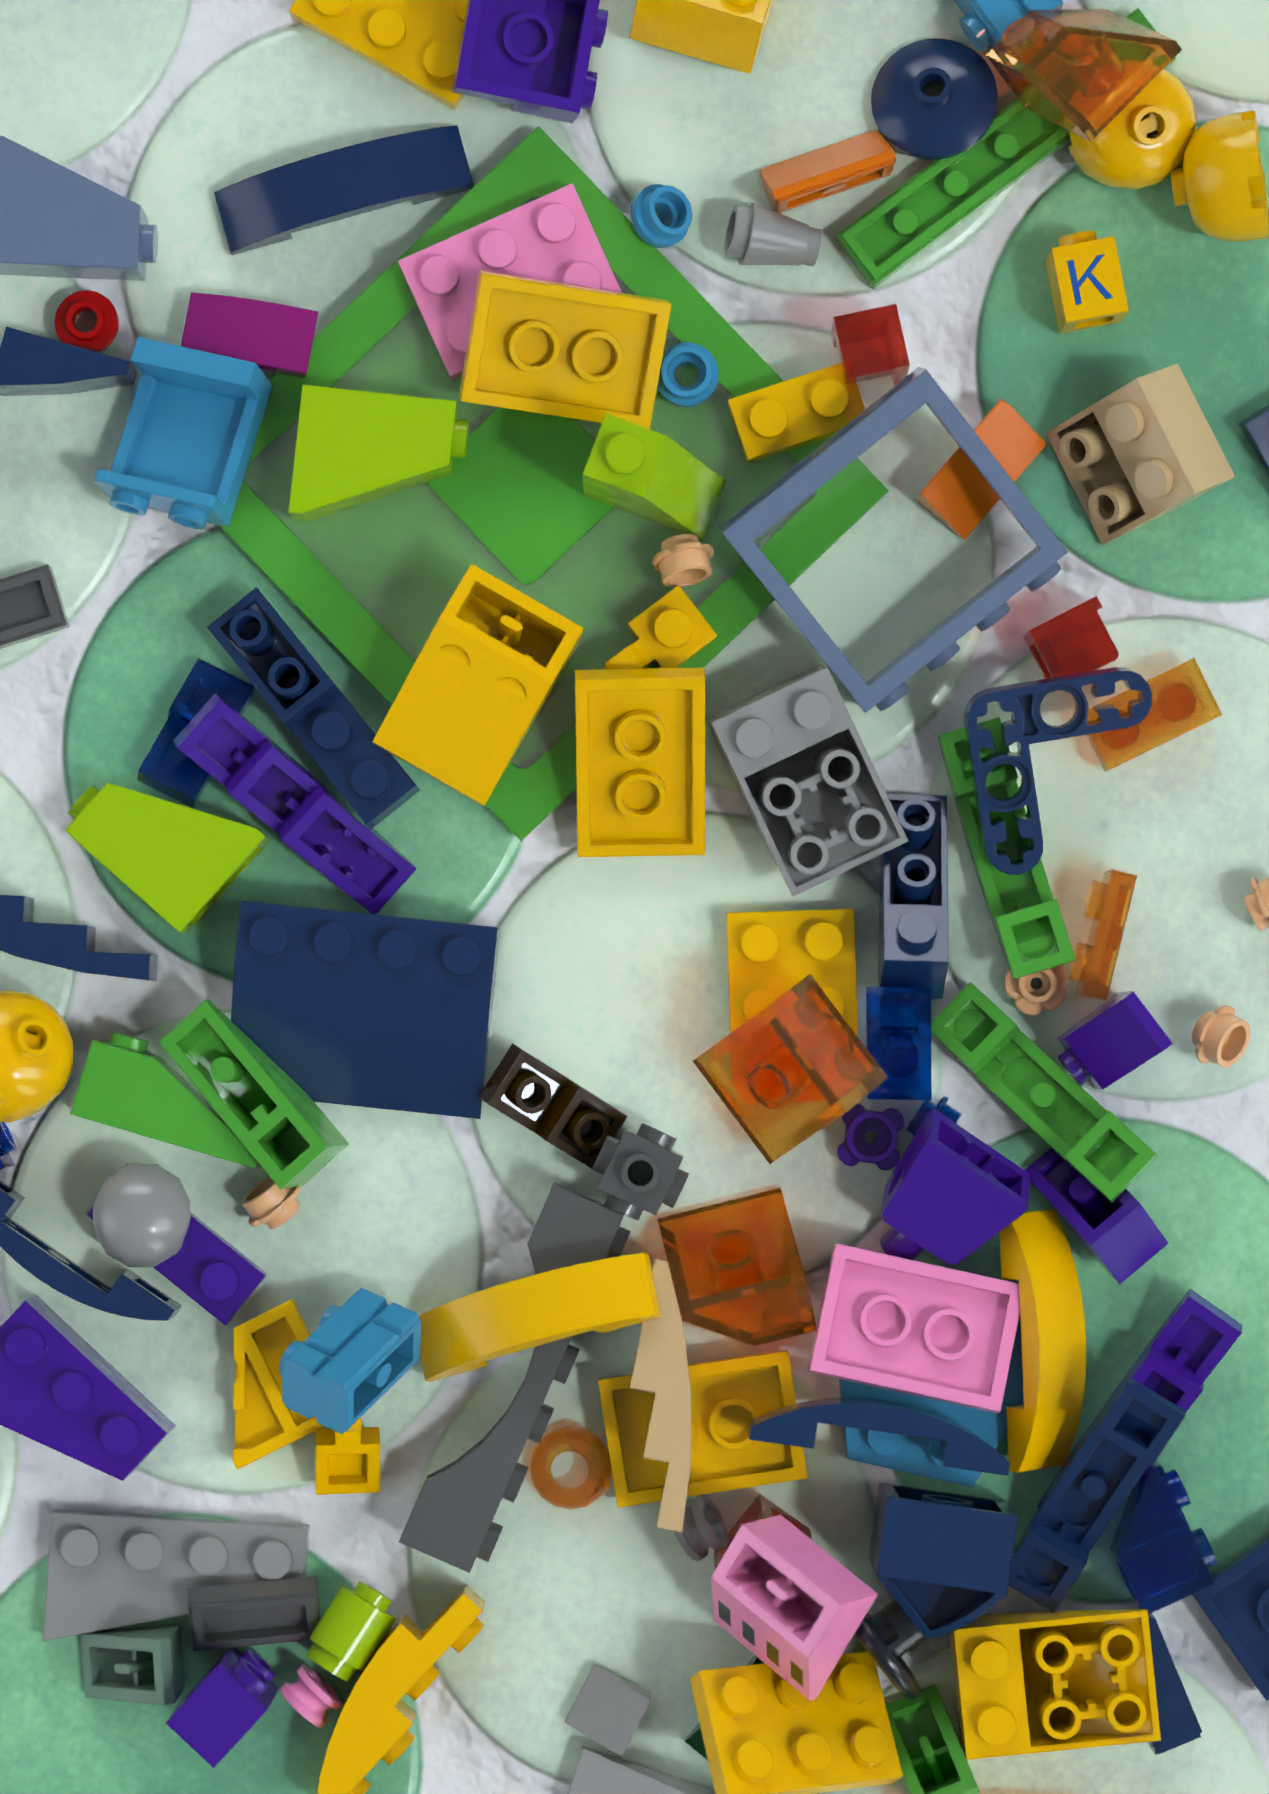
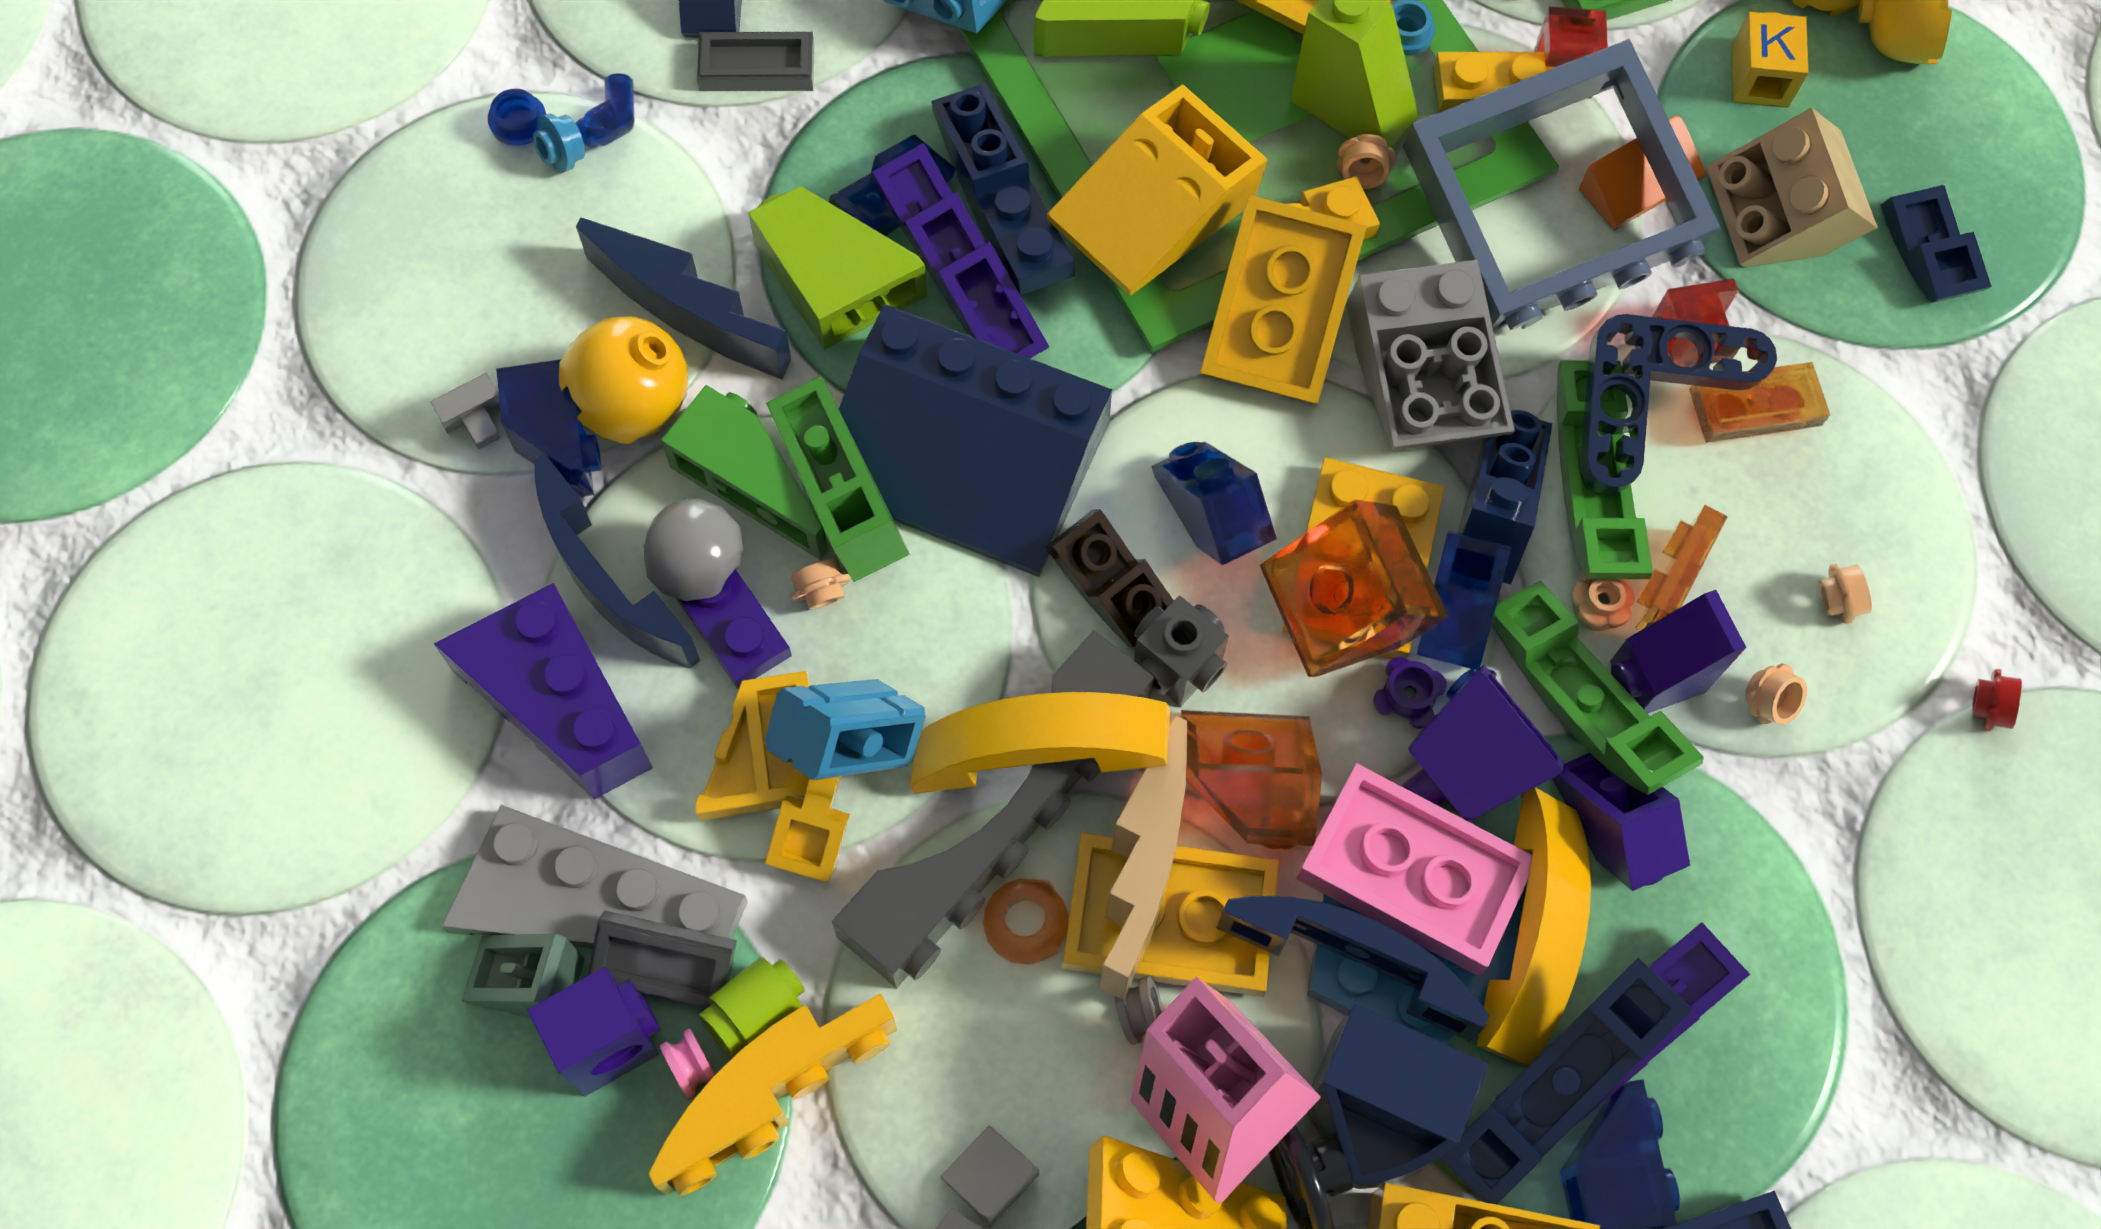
camera: 15 degrees right, 20 degrees down
(629, 997) = (1216, 500): none -> clear blue slope

